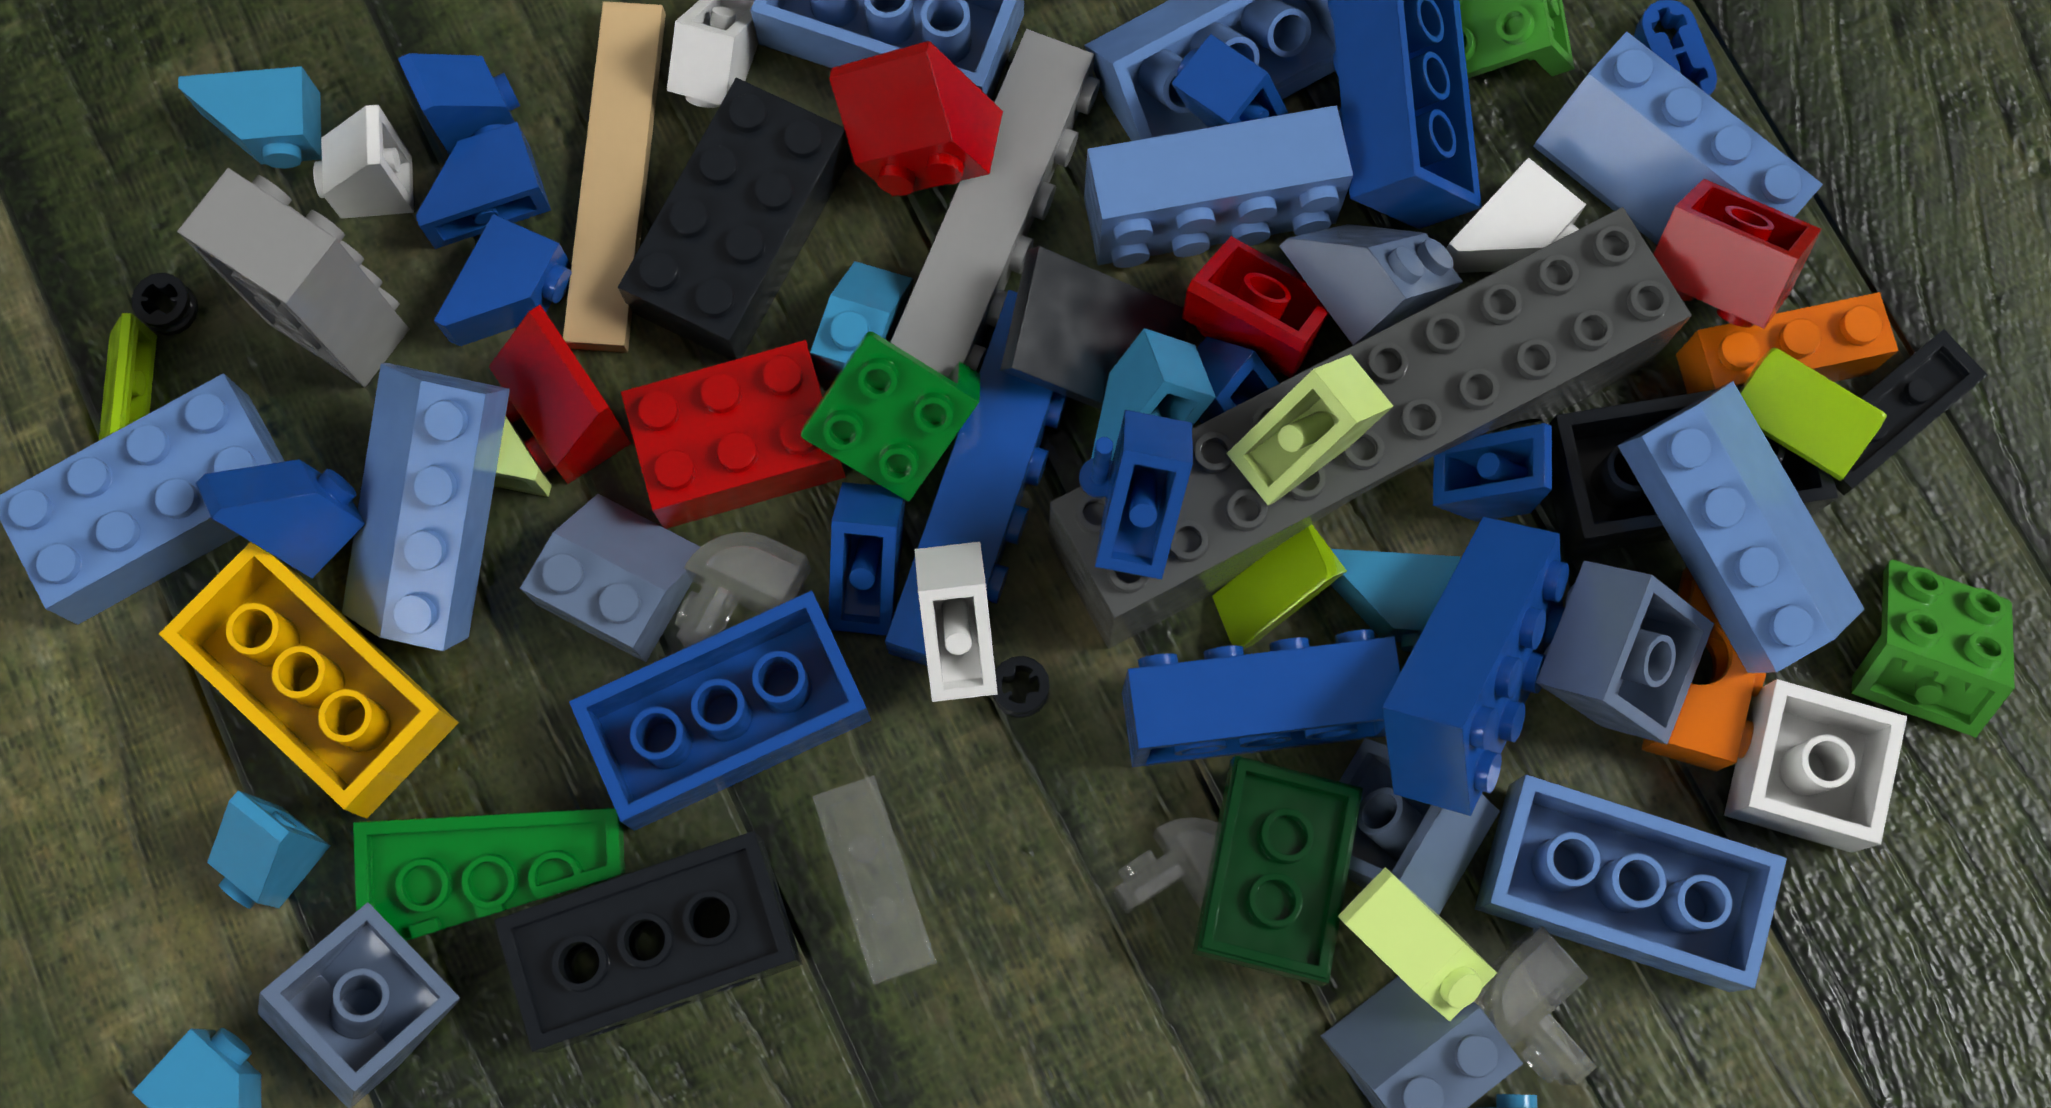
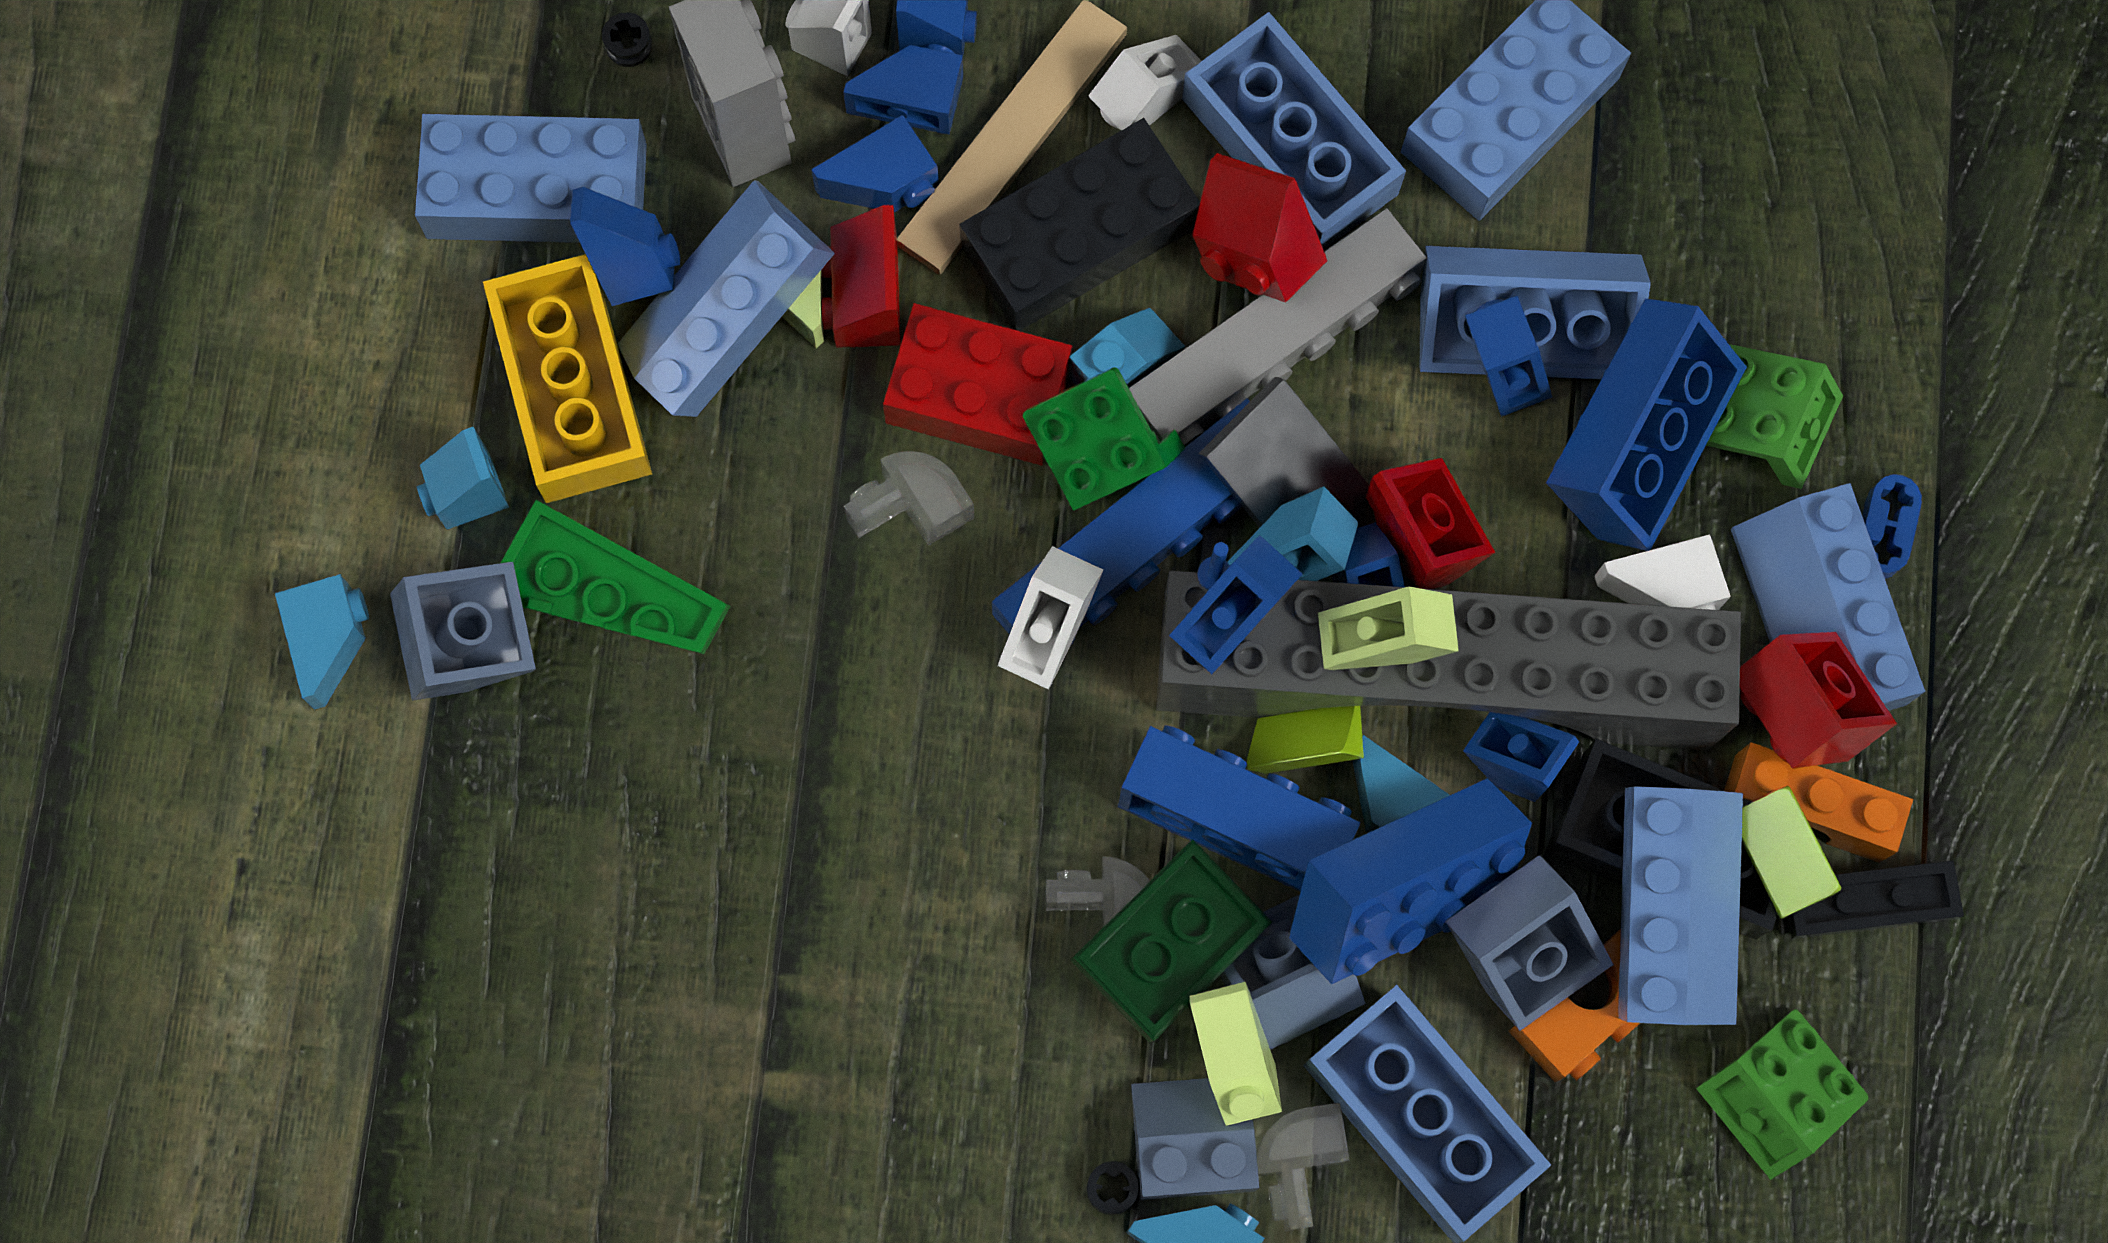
camera: 30 degrees right, 0 degrees up
(127, 374) = (568, 78): lime slope -> none
(611, 916) = (679, 677): black brick -> none
(612, 575) = (827, 434): sand blue slope -> none
(719, 711) = (843, 580): blue brick -> none
(865, 558) = (1017, 532): blue slope -> none
(874, 880) = (878, 770): clear tile -> none
(1035, 700) = (1069, 681): black bush -> none
(1216, 184) = (1453, 414): medium blue brick -> none
(1372, 274) = (1528, 549): sand blue slope -> none
(1817, 767) = (1625, 1119): white brick -> none

